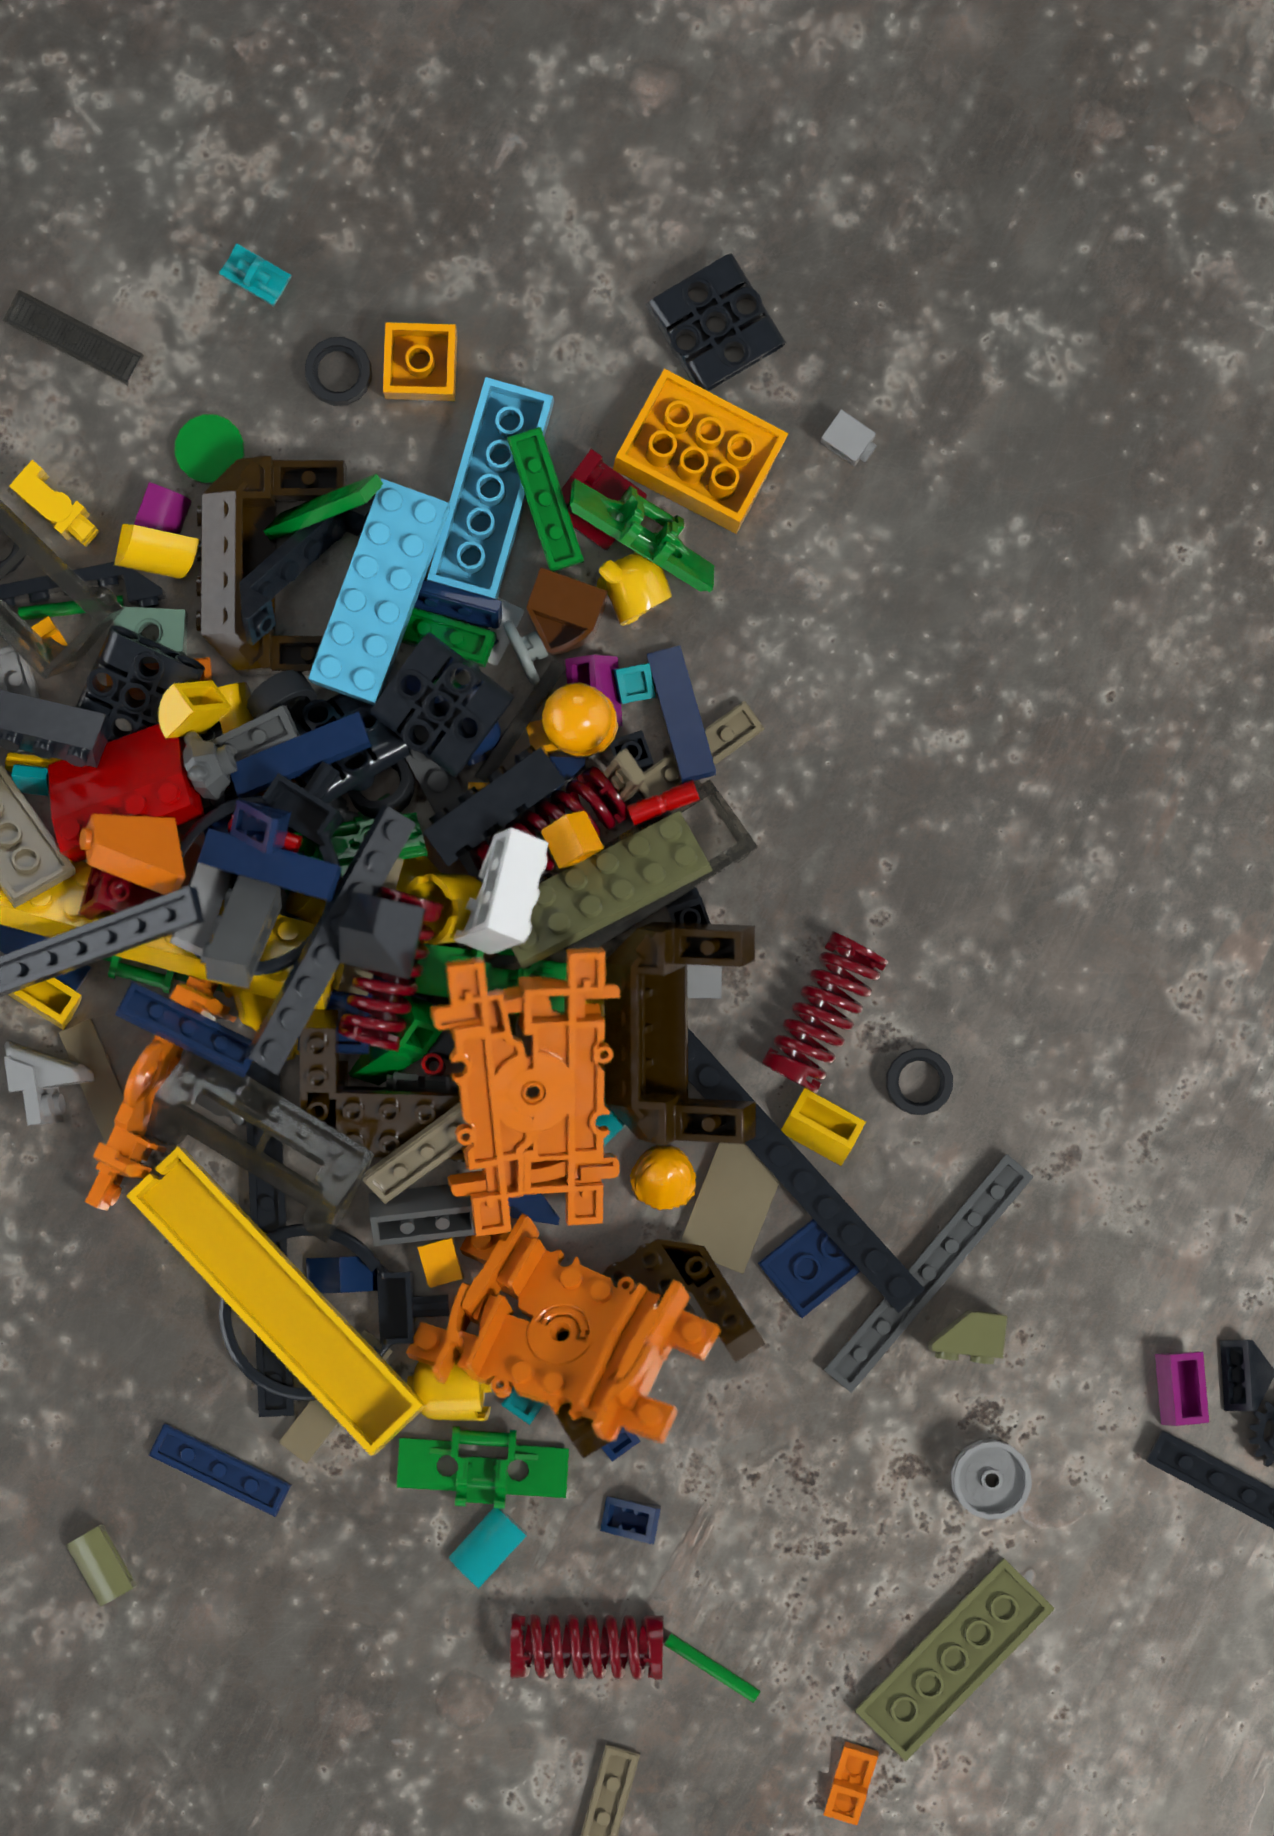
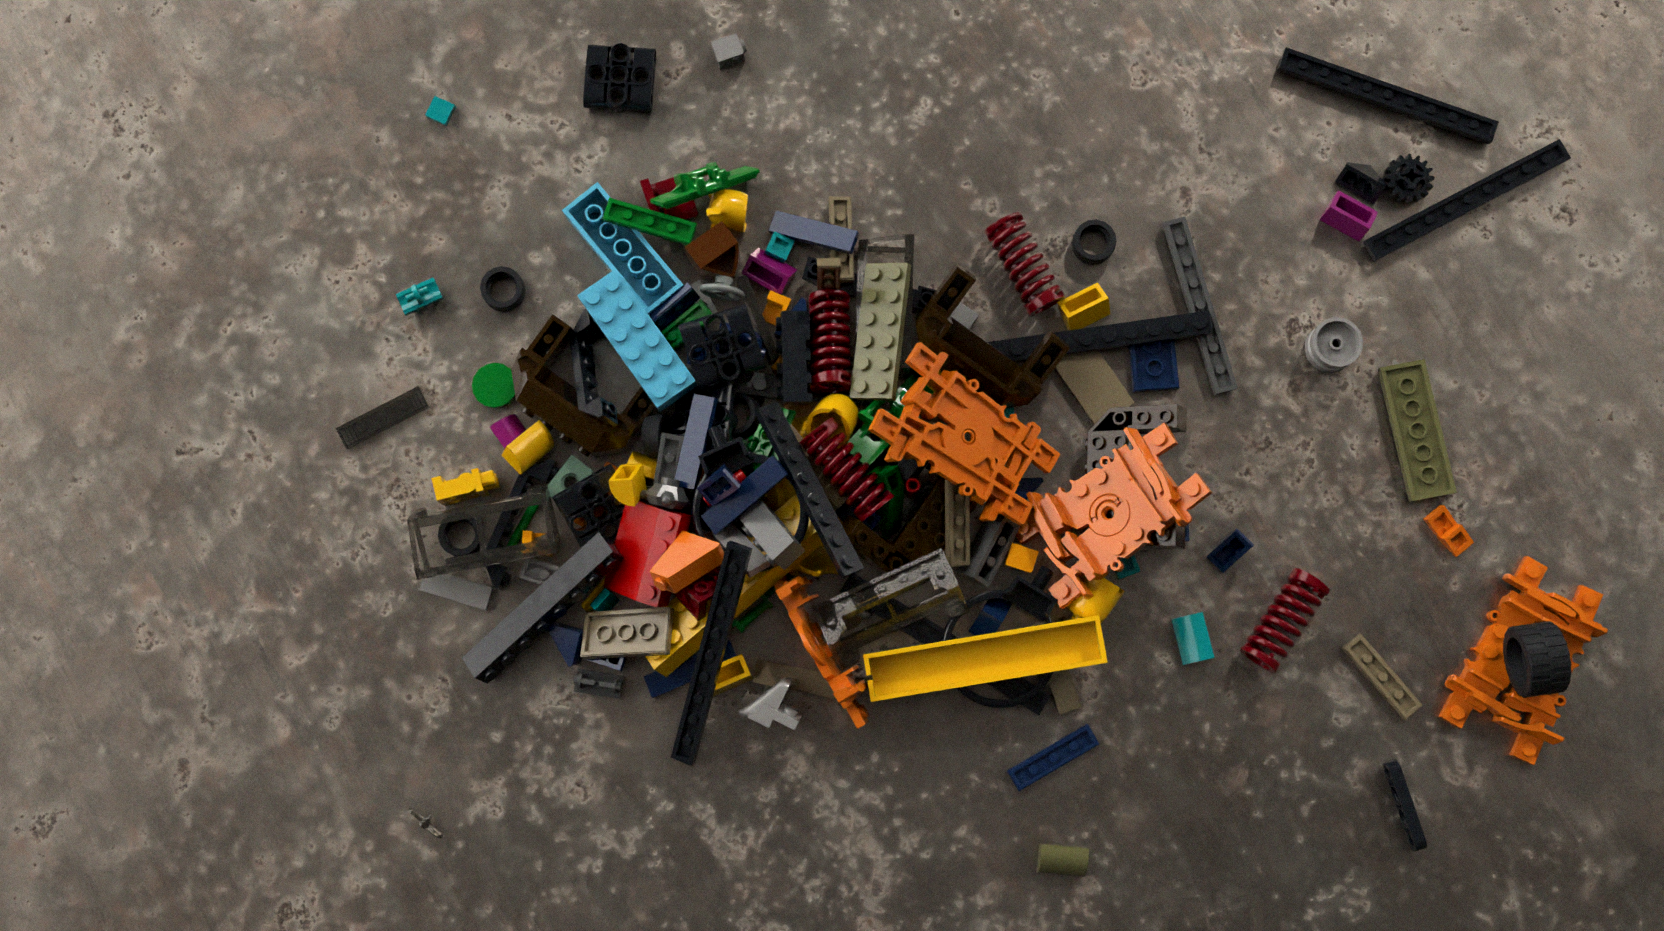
camera: 60 degrees left, 5 degrees down
(185, 1028) = (802, 604): dark blue tile -> none
(323, 507) = (570, 339): green tile -> none
(380, 934) = (826, 457): black slope -> none
(420, 361) = (528, 241): light orange brick -> none
(482, 1478) = (1153, 615): green piece -> none
(507, 894) = (850, 378): white wedge -> none
(515, 125) = (440, 111): none -> teal tile
(572, 839) = (842, 327): light orange panel -> none
(579, 720) = (780, 282): light orange tile -> none
(659, 804) = (854, 274): red piece -> none
(663, 1178) = (1054, 409): light orange hair -> none
(699, 451) = (681, 129): light orange slope -> none
(712, 1668) = (1340, 561): green bar -> none
(974, 1335) = (1252, 299): olive slope -> none

